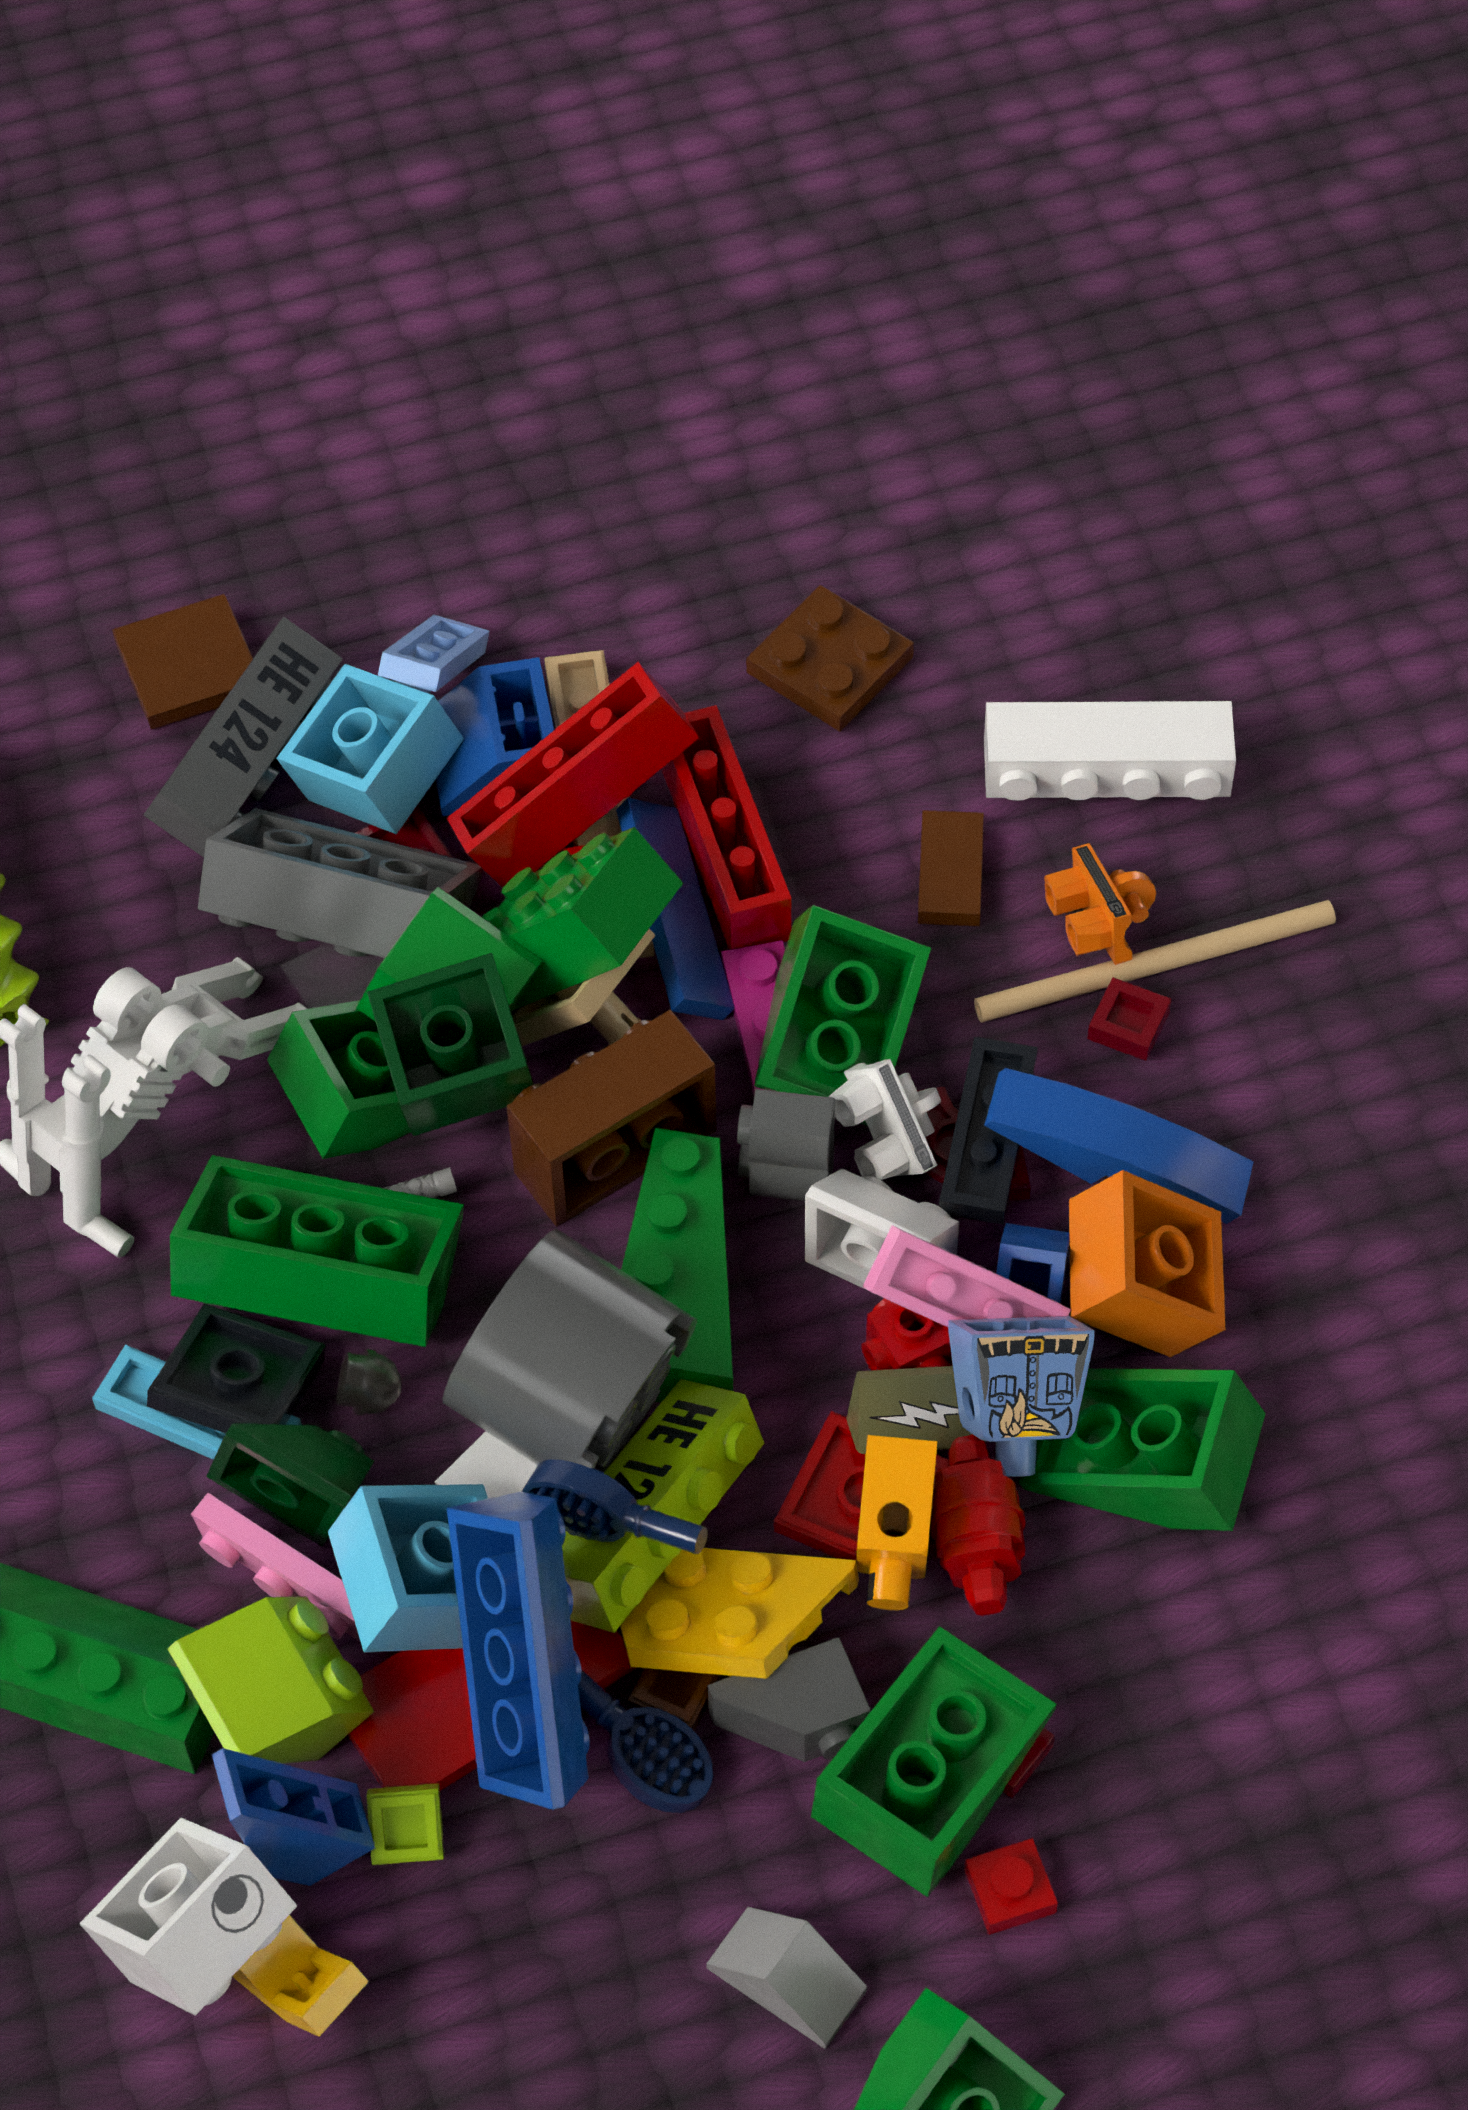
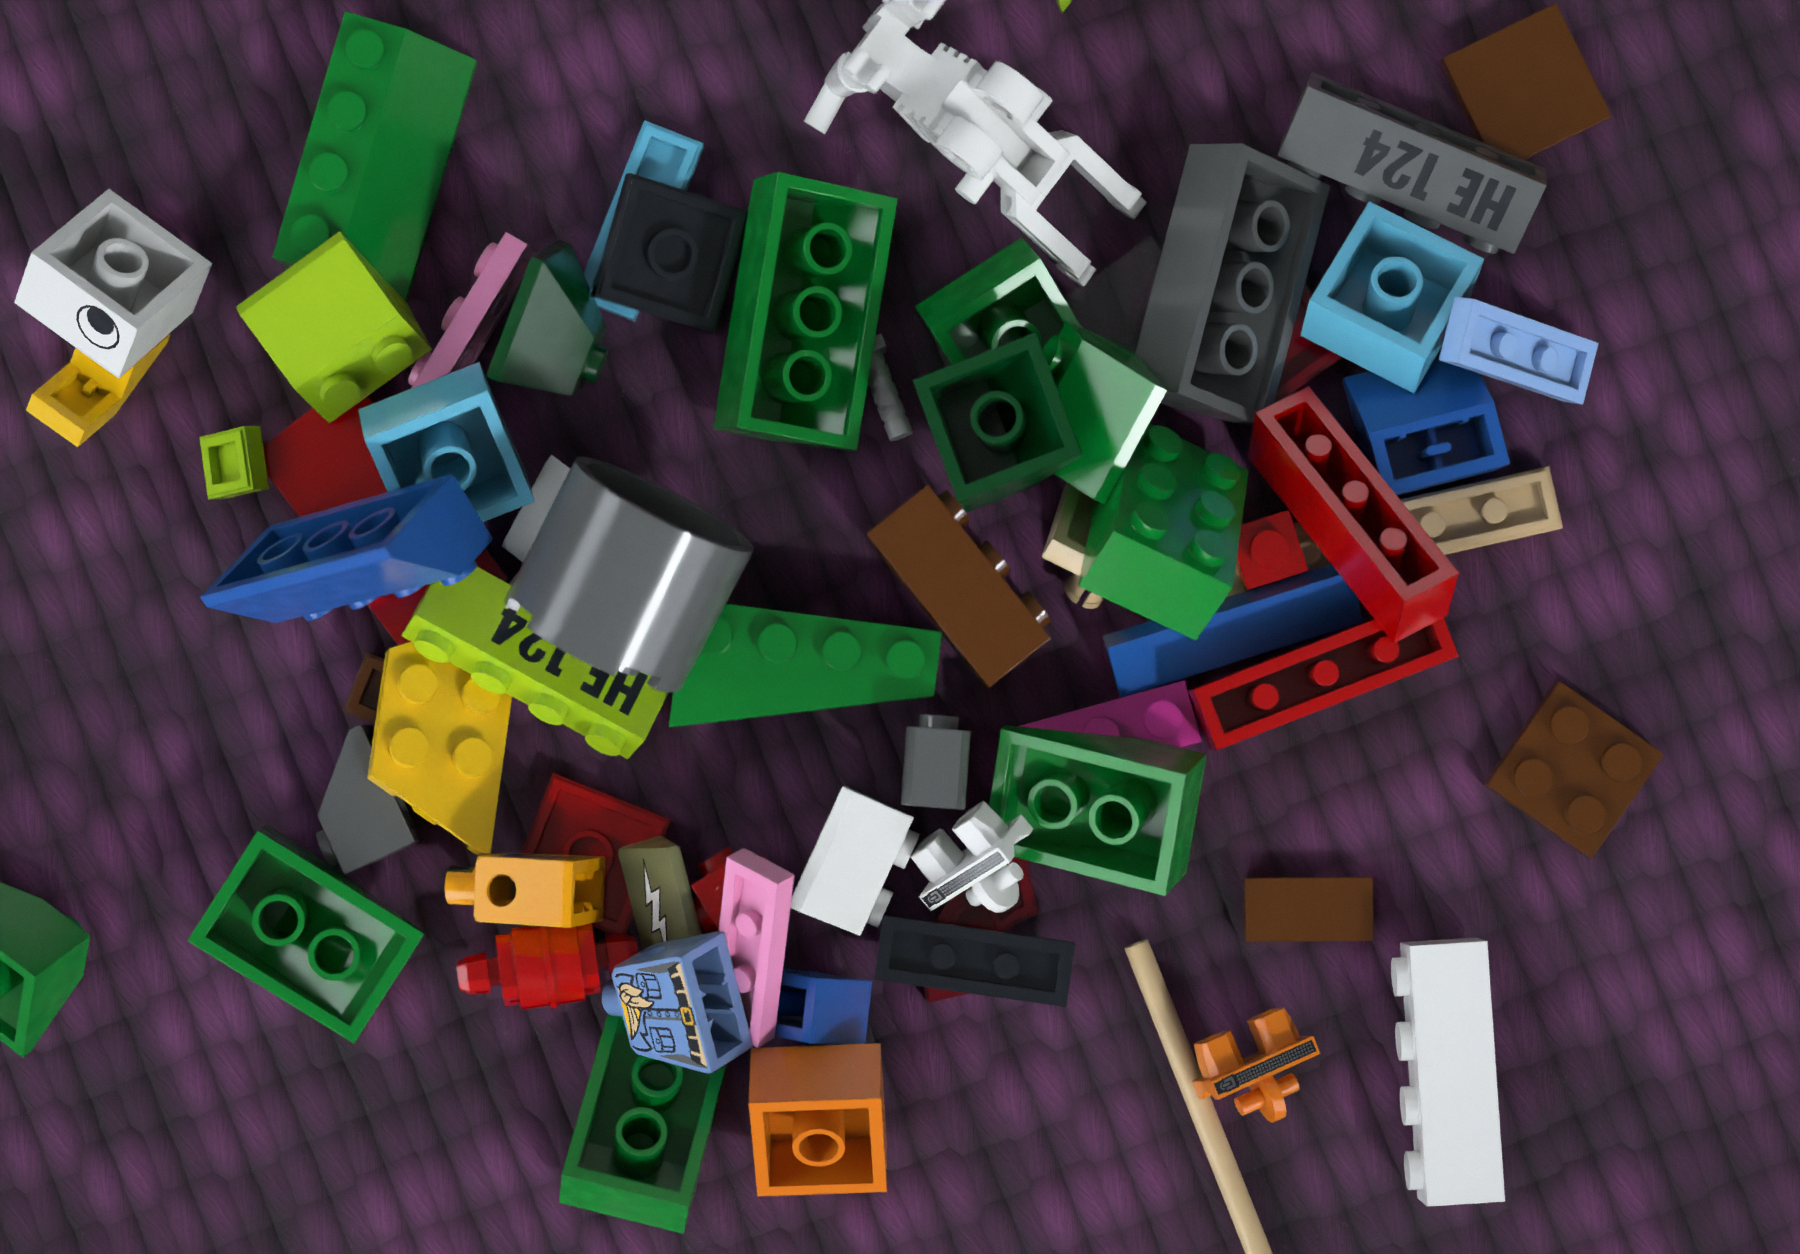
camera: 80 degrees right, 30 degrees up
(292, 1817) = (197, 361): blue slope -> none
(368, 1382) = (671, 378): clear smoke plate -> none
(605, 1510) = (480, 623): dark blue piece -> none
(650, 1751) = (317, 674): dark blue piece -> none
(789, 1973) = (120, 809): light grey slope -> none
(1010, 1886) = (213, 1005): red plate -> none
(1103, 1136) = (964, 1089): blue slope -> none
(1129, 1019) = (1127, 1097): dark red plate -> none

